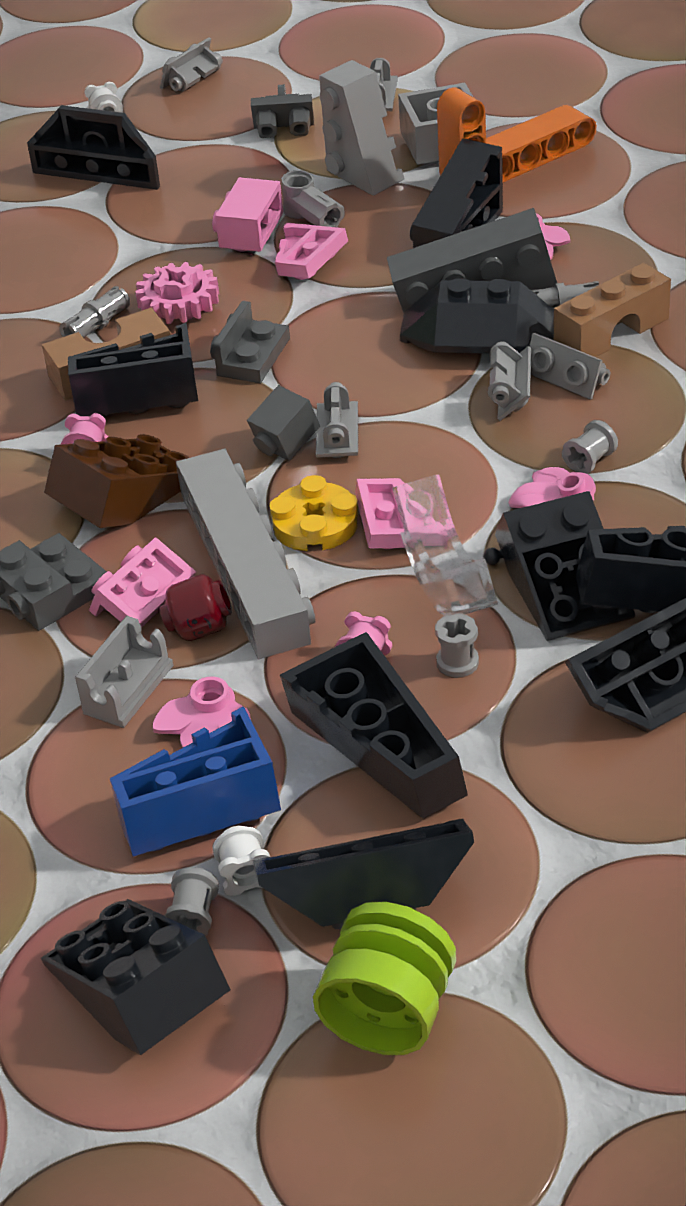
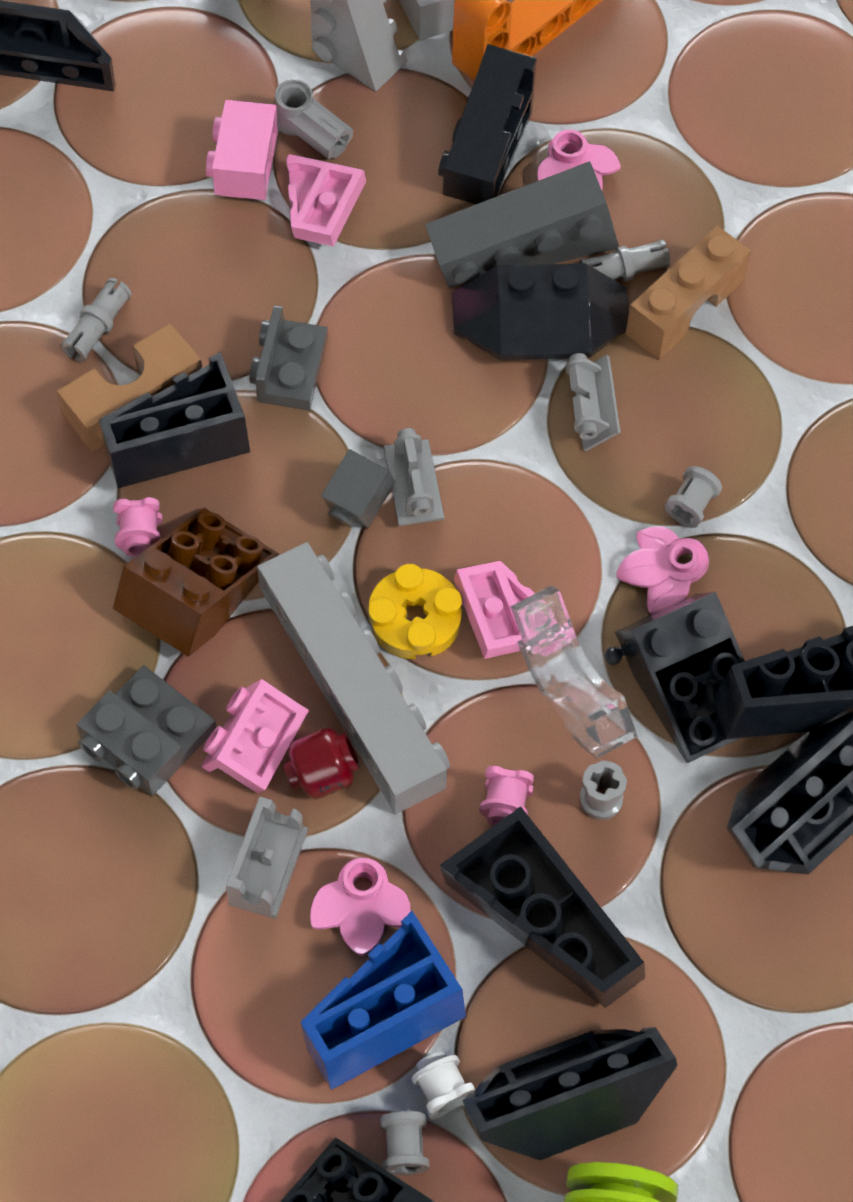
camera: 15 degrees left, 20 degrees up
(178, 292) = (187, 282): bright pink gear -> none
(566, 366) = (649, 376): light grey hinge -> none

